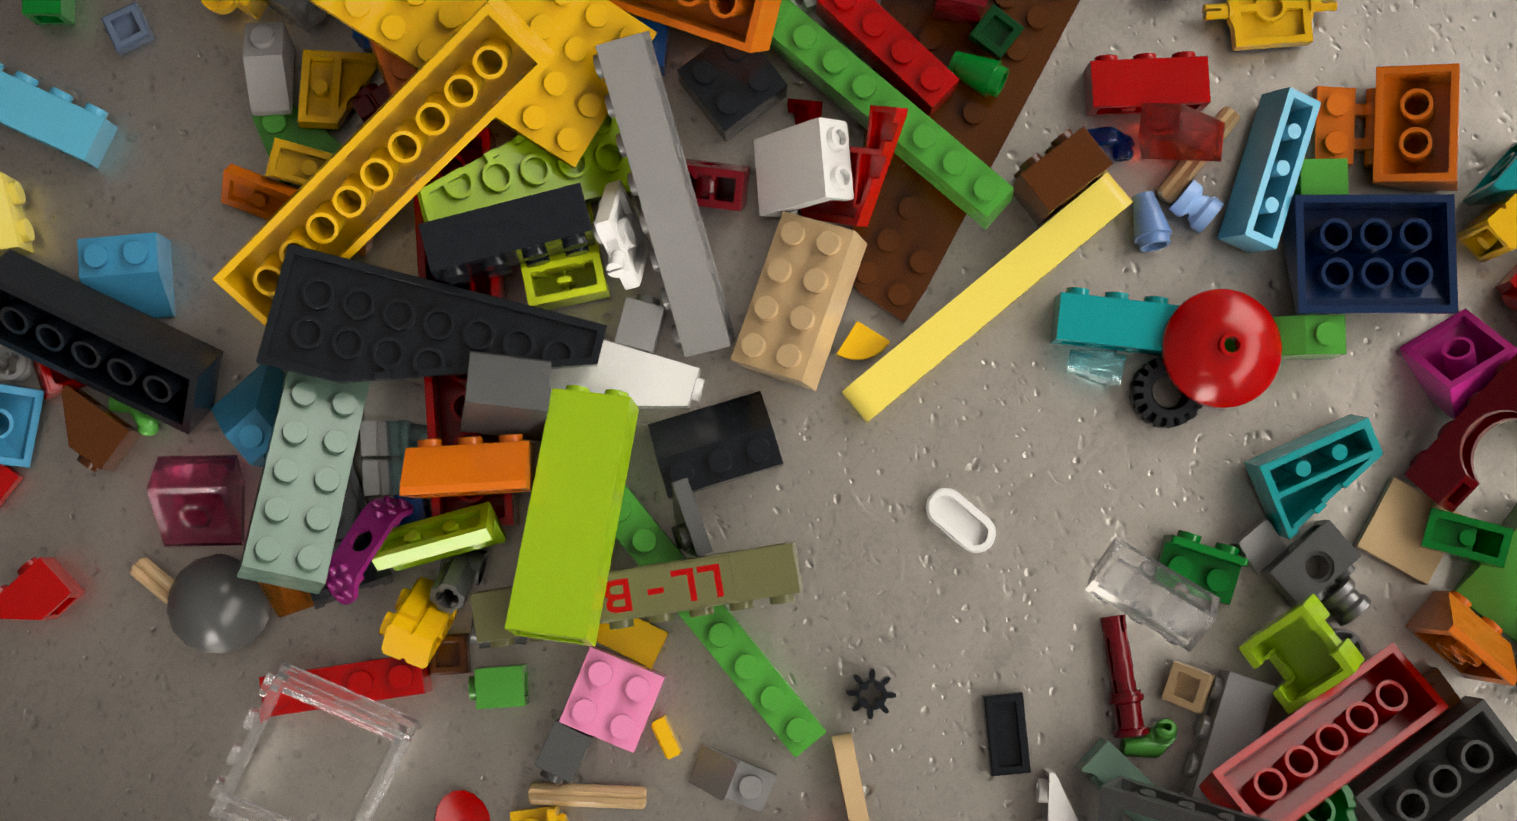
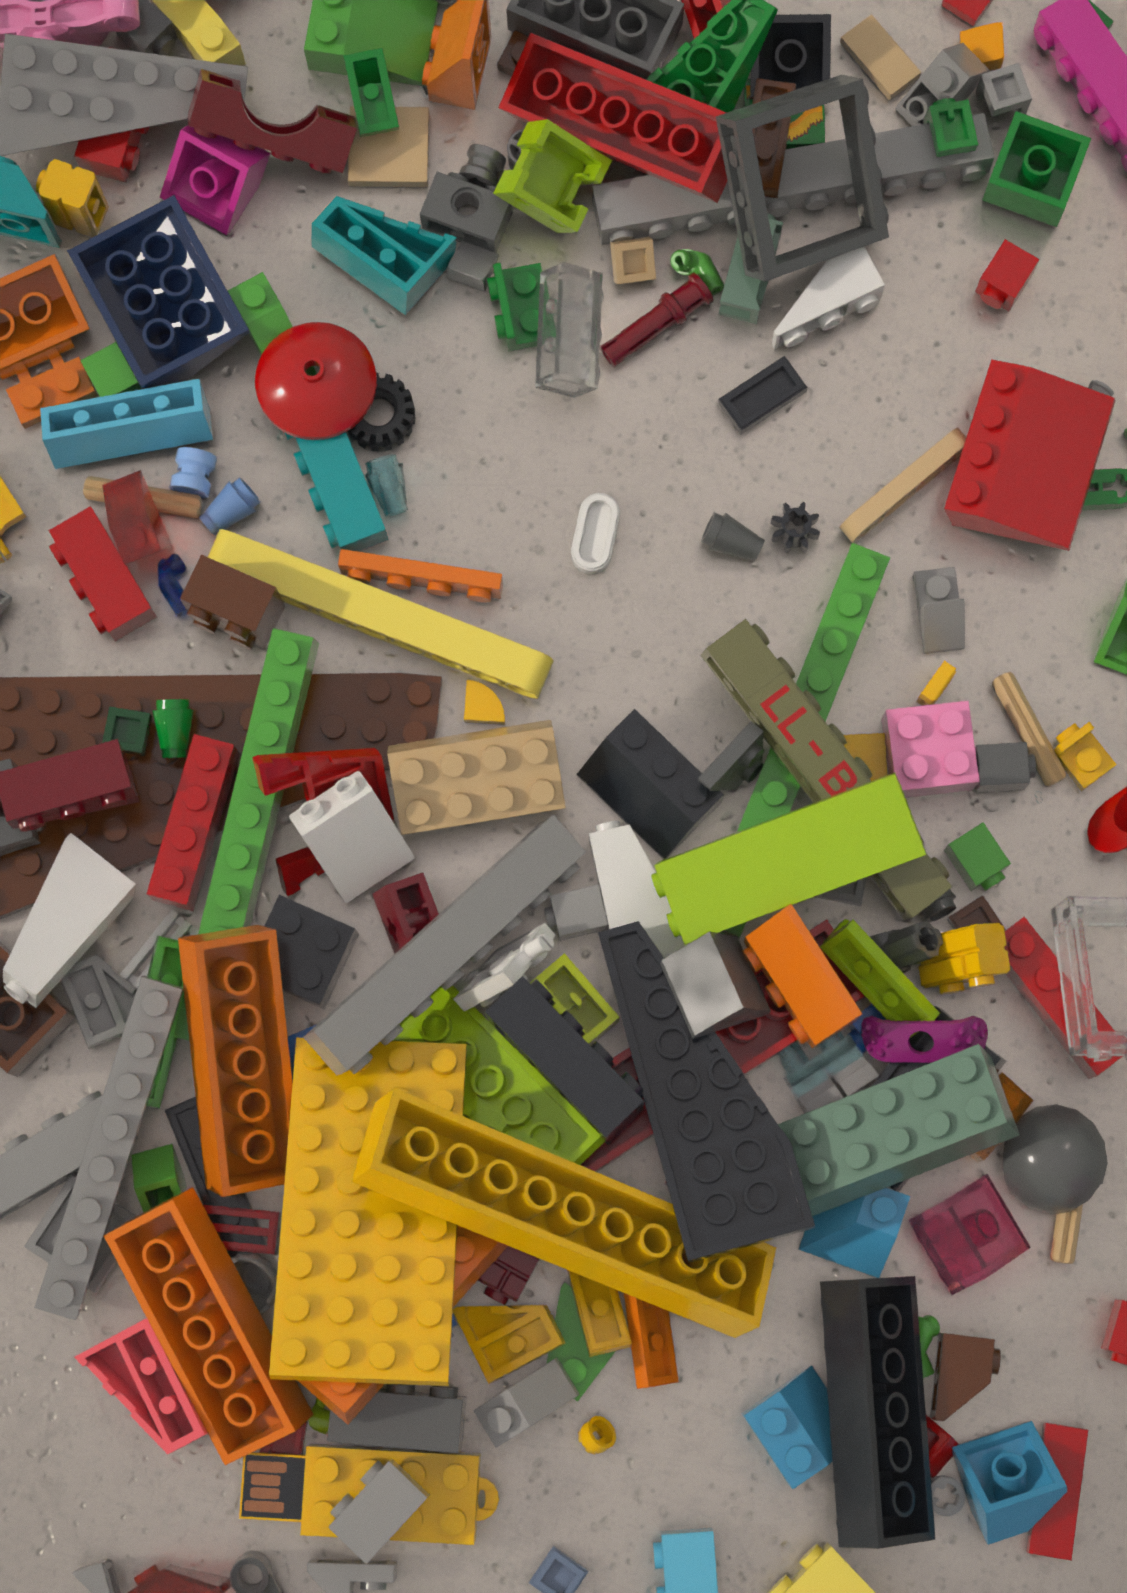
camera: 115 degrees left, 5 degrees down
(208, 118) = (604, 1430): none -> yellow hinge
(892, 634) = (731, 537): none -> dark grey cone
(989, 362) = (437, 578): none -> orange plate

